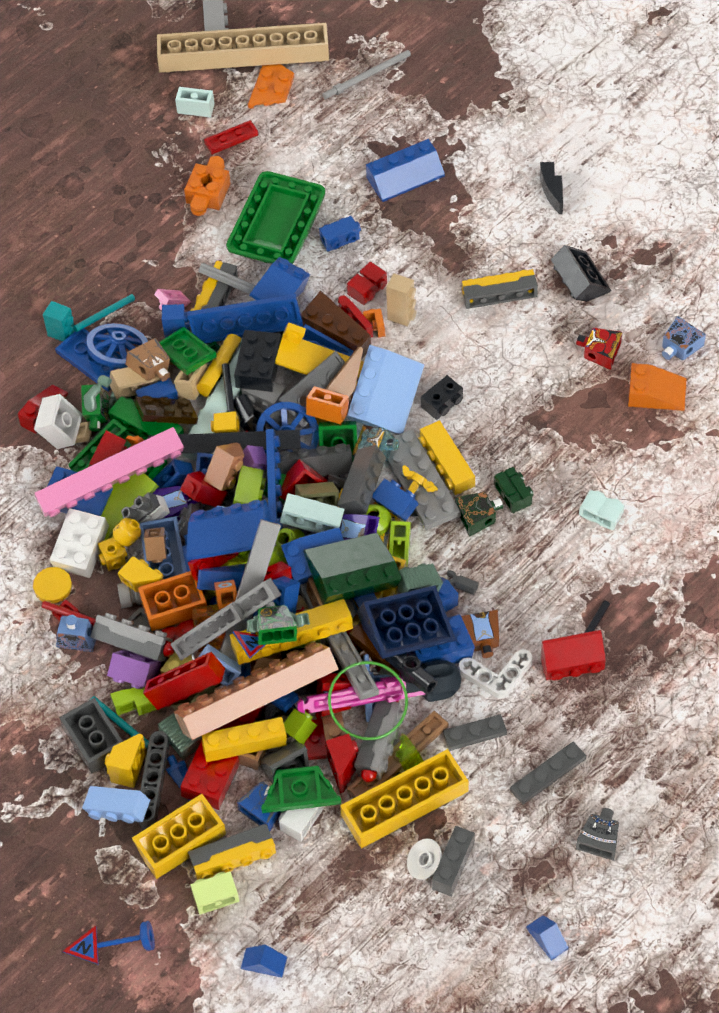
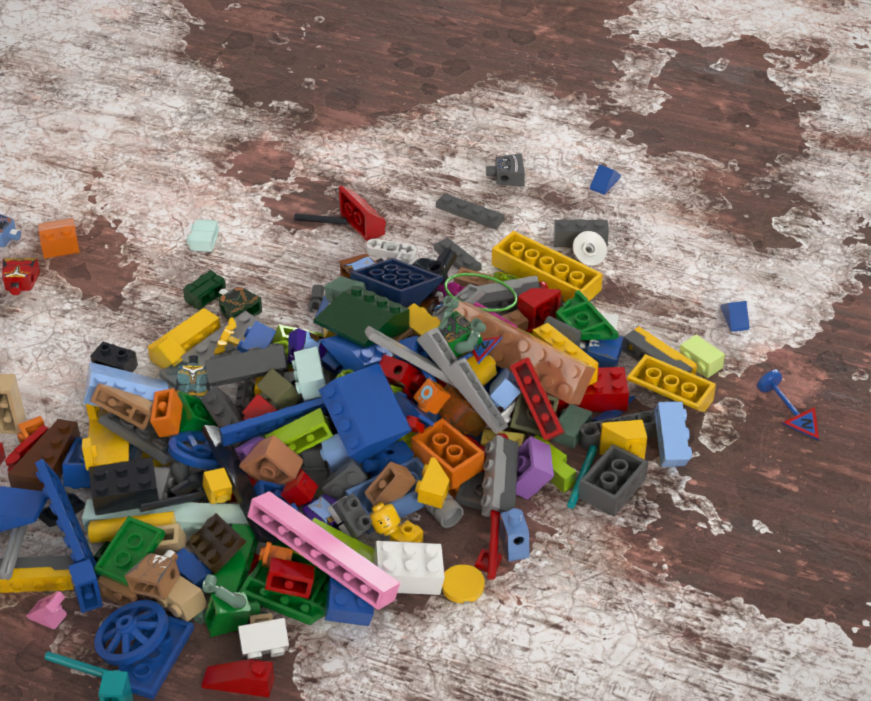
camera: 115 degrees left, 15 degrees down
(415, 429) = (168, 352): none -> yellow brick

